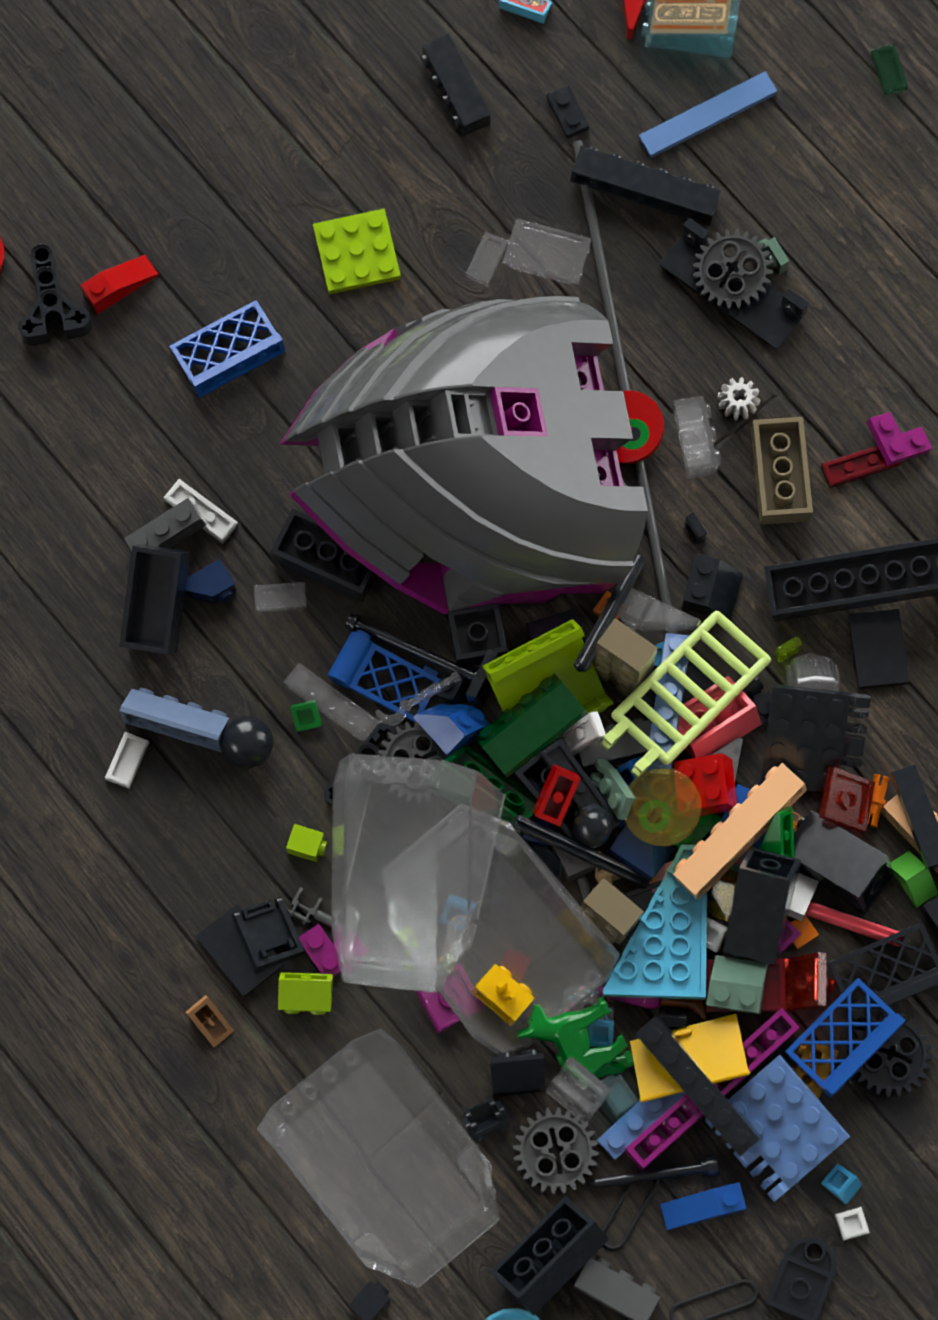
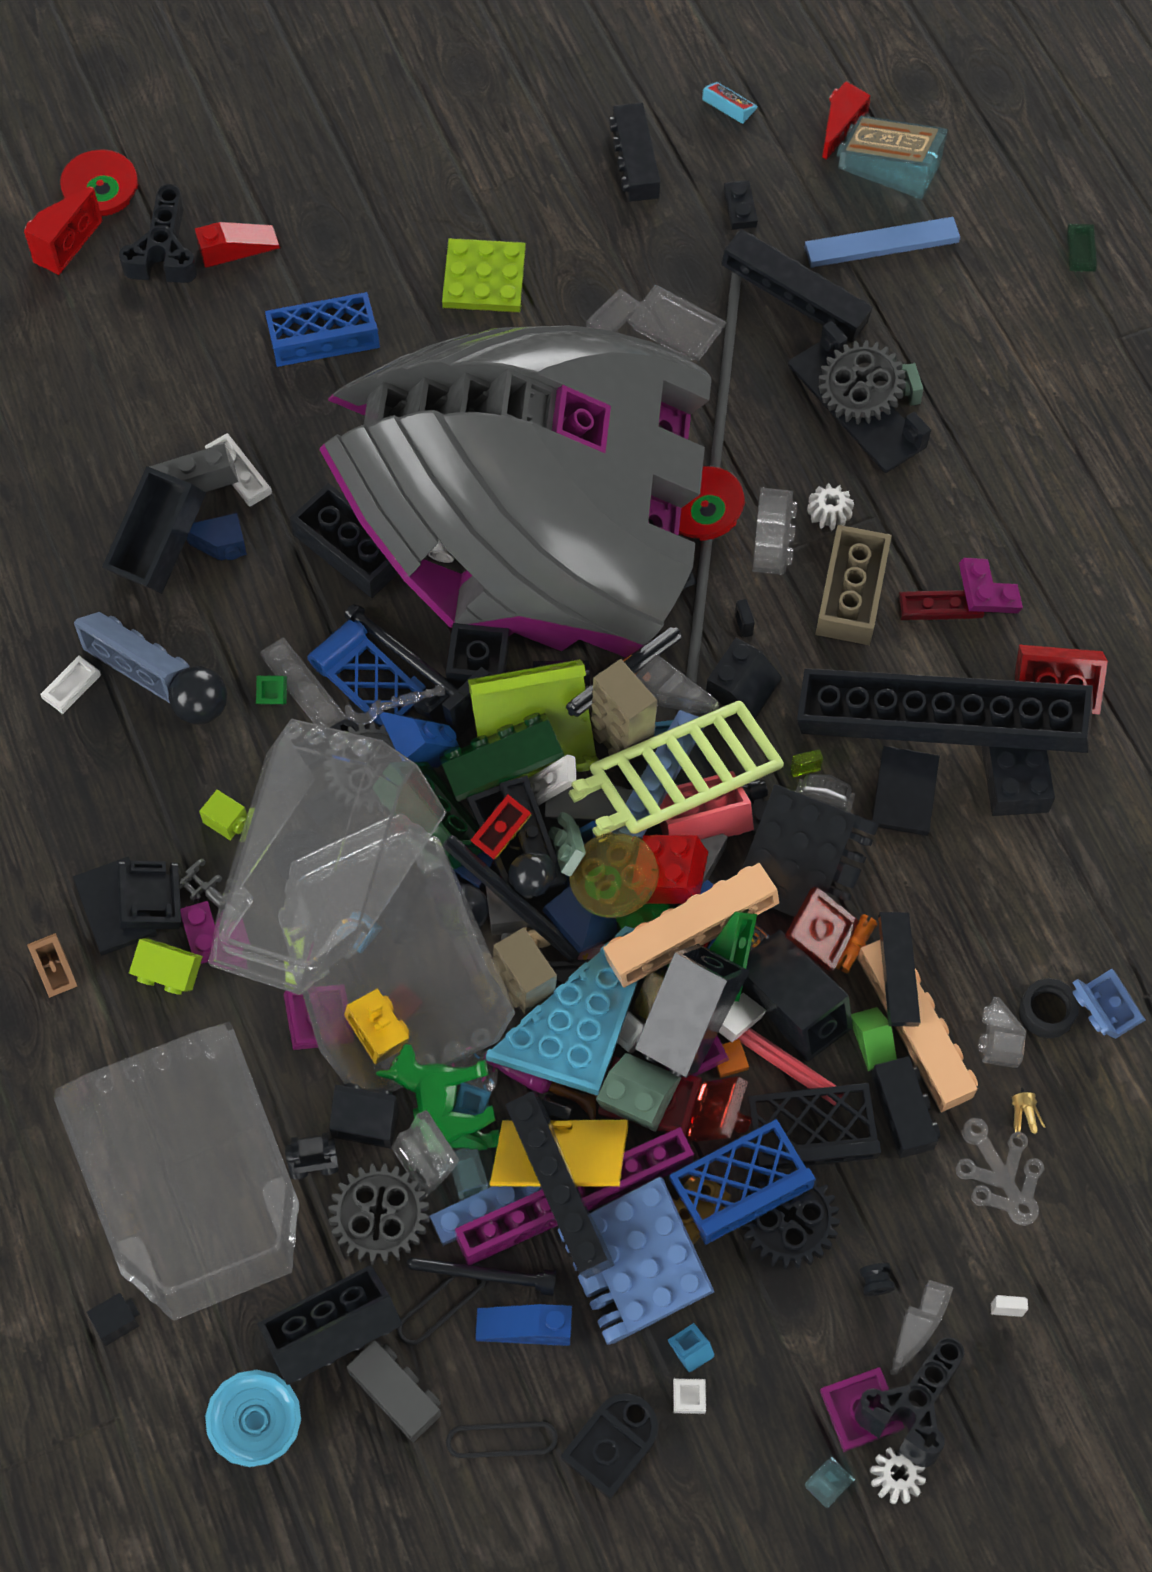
camera: 15 degrees right, 10 degrees down
(280, 597) = (288, 571): clear tile -> none

